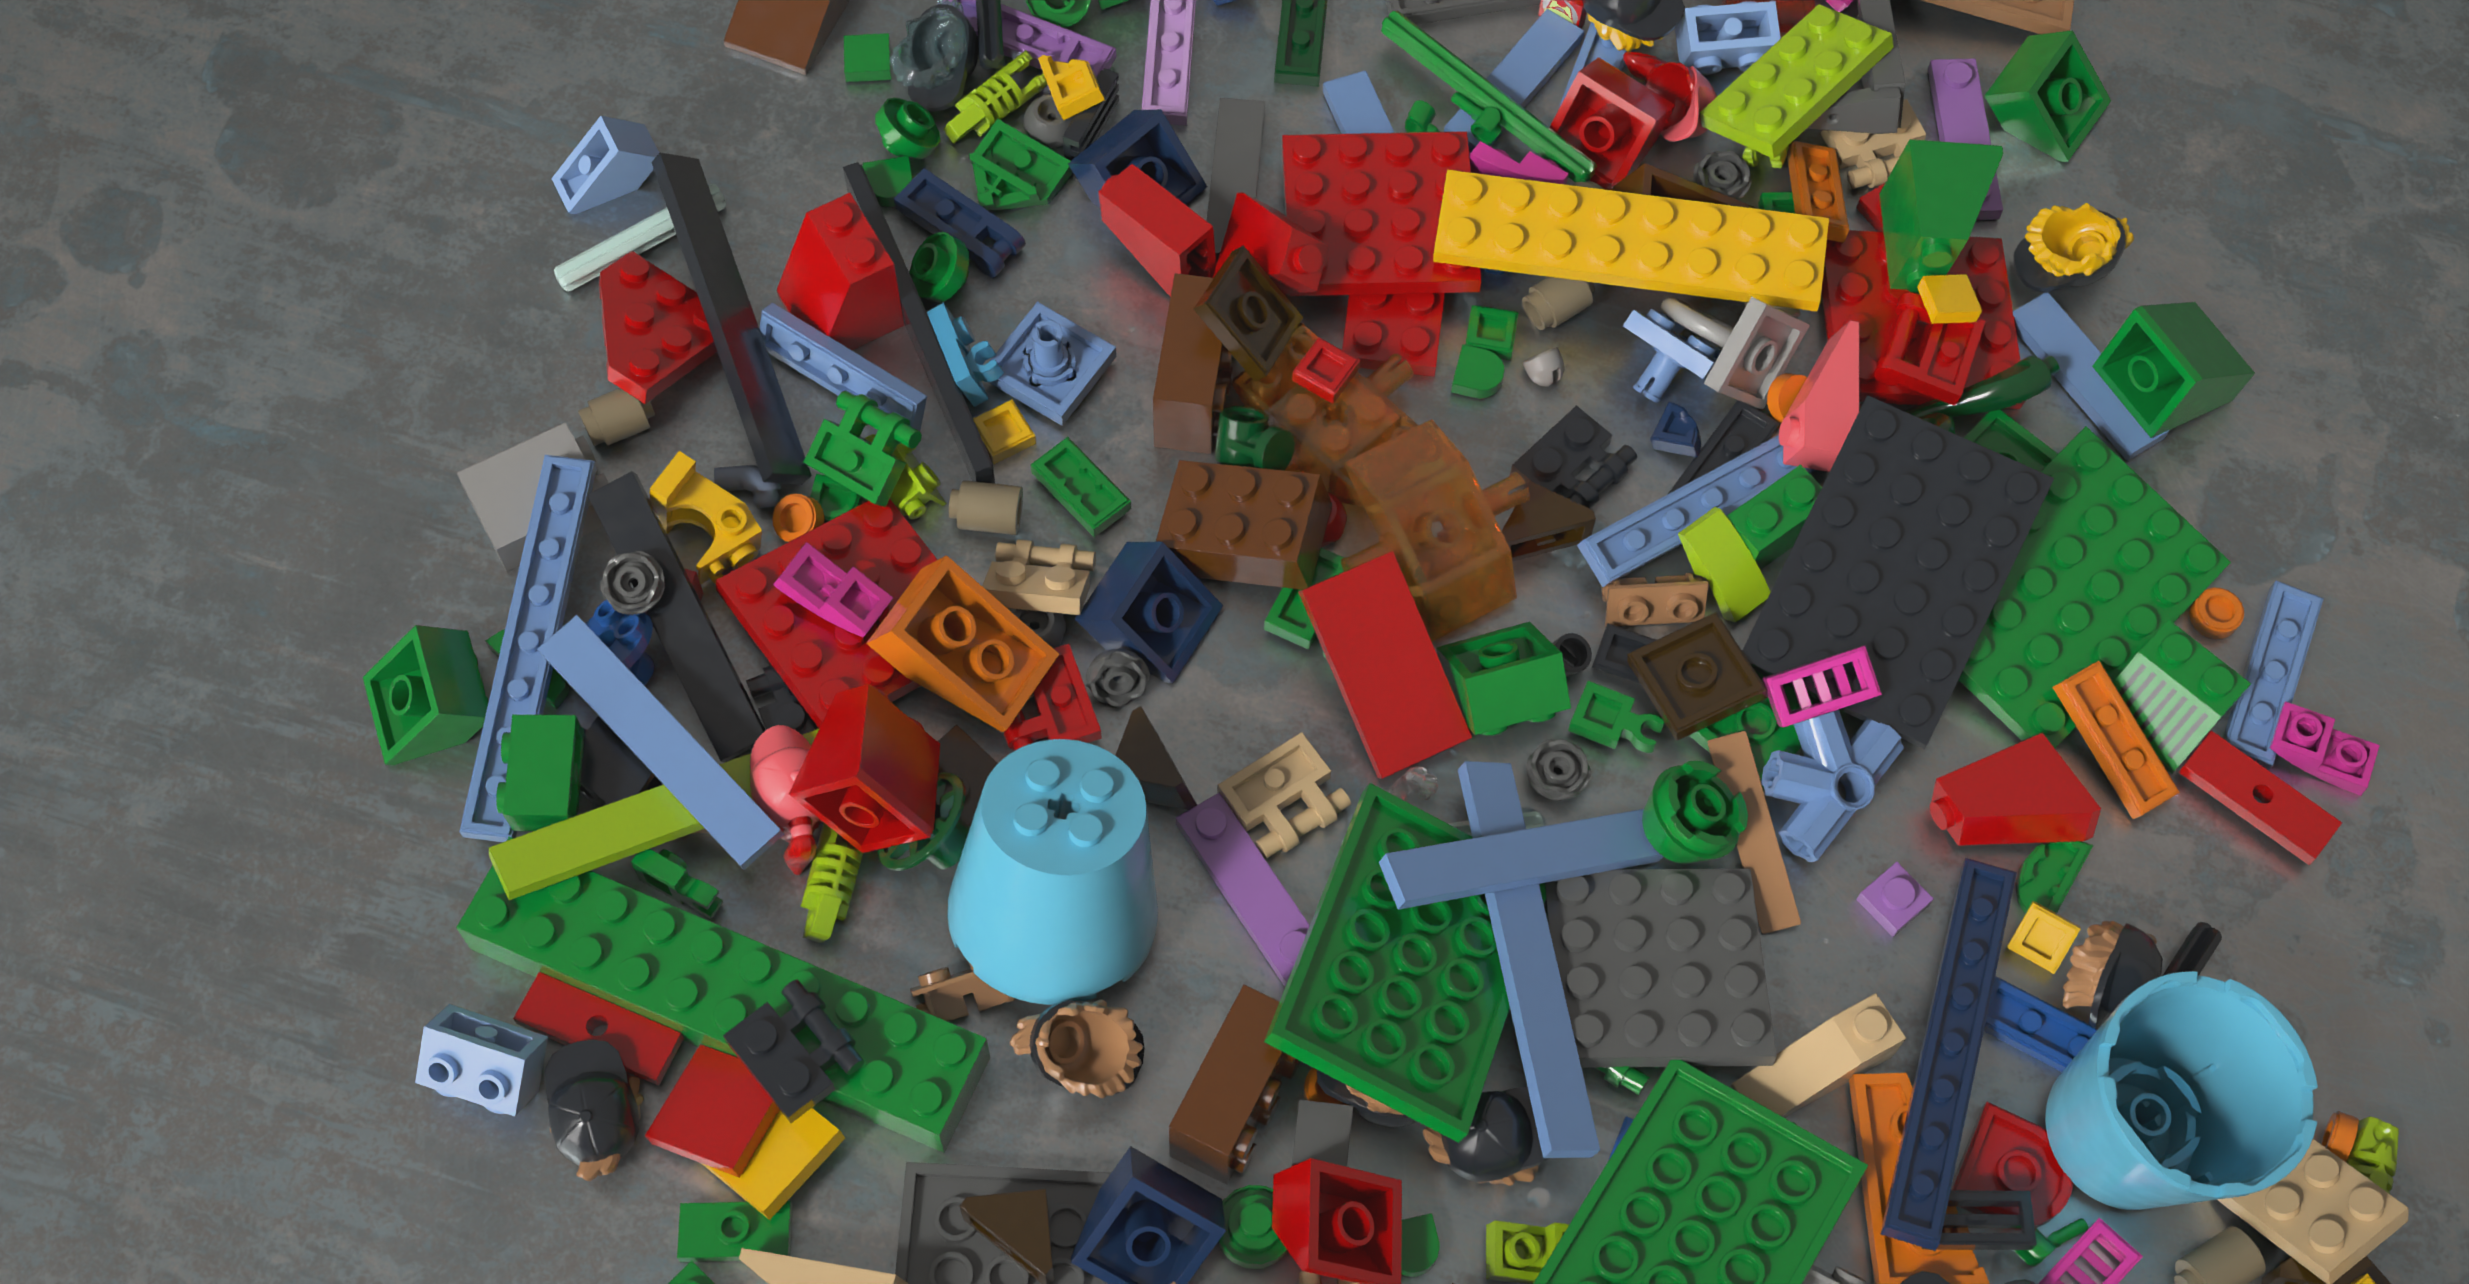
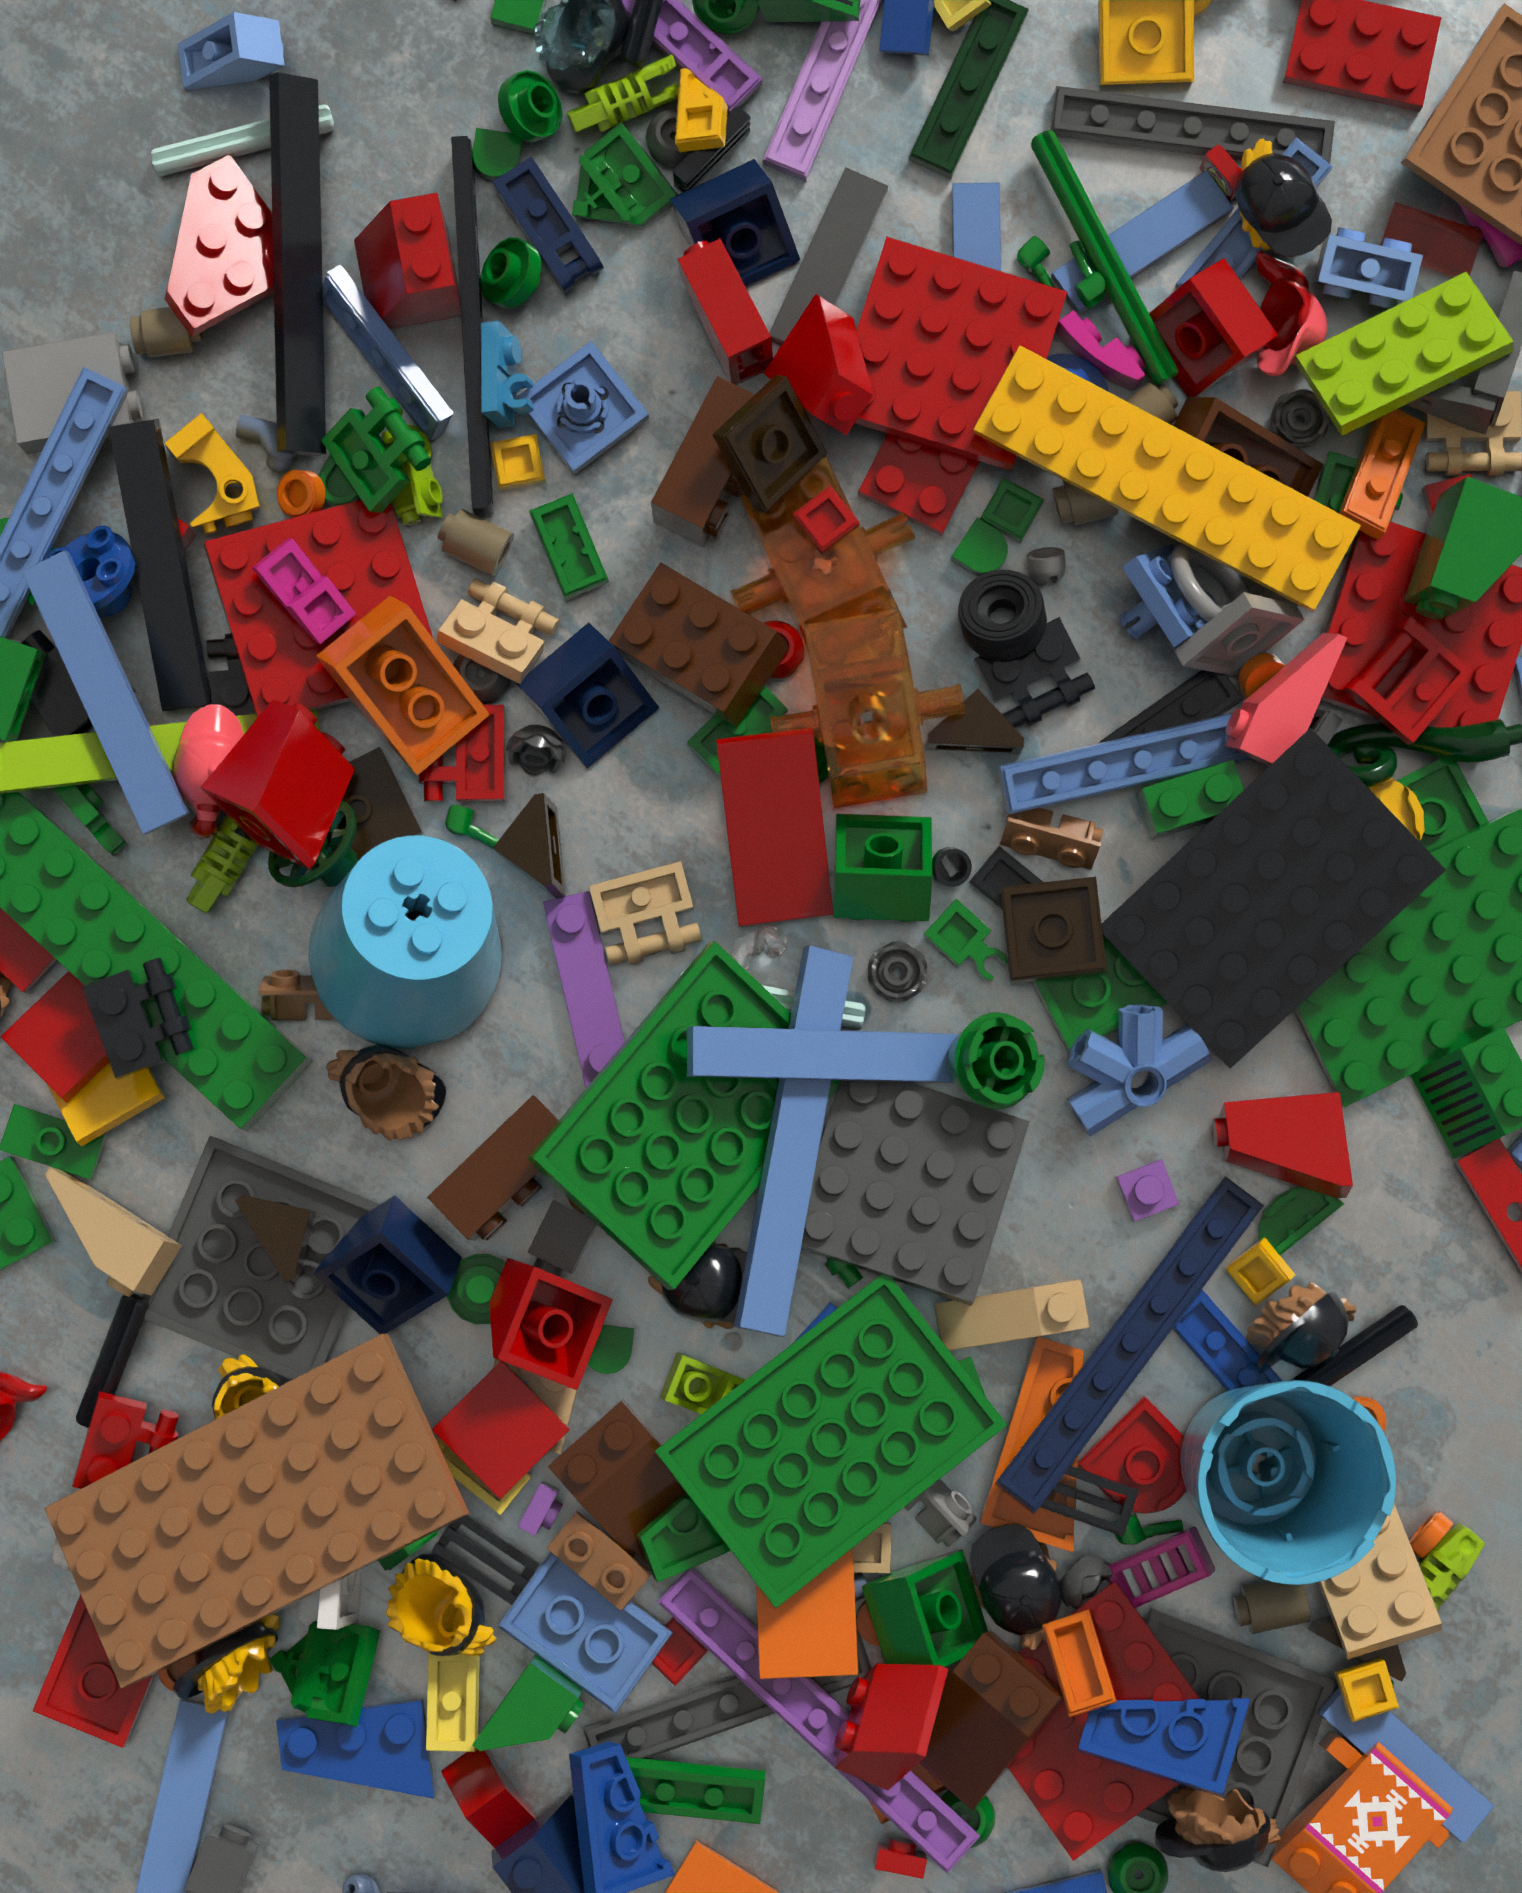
camera: 20 degrees right, 20 degrees up
(618, 576) = (111, 532): dark grey plate -> none
(1248, 441) = (730, 566): dark green piece -> none
(1530, 434) = (1007, 639): none -> black tyre
(1676, 432) = (1143, 675): dark blue tile -> none
(1726, 562) = (1126, 829): lime slope -> none
(1758, 842) = (1046, 1102): medium nougat sticker -> none
(1827, 704) = (1136, 1002): dark pink slope -> none
(1949, 299) = (1445, 641): yellow tile -> none
(2116, 740) = (1408, 1116): orange tile -> none

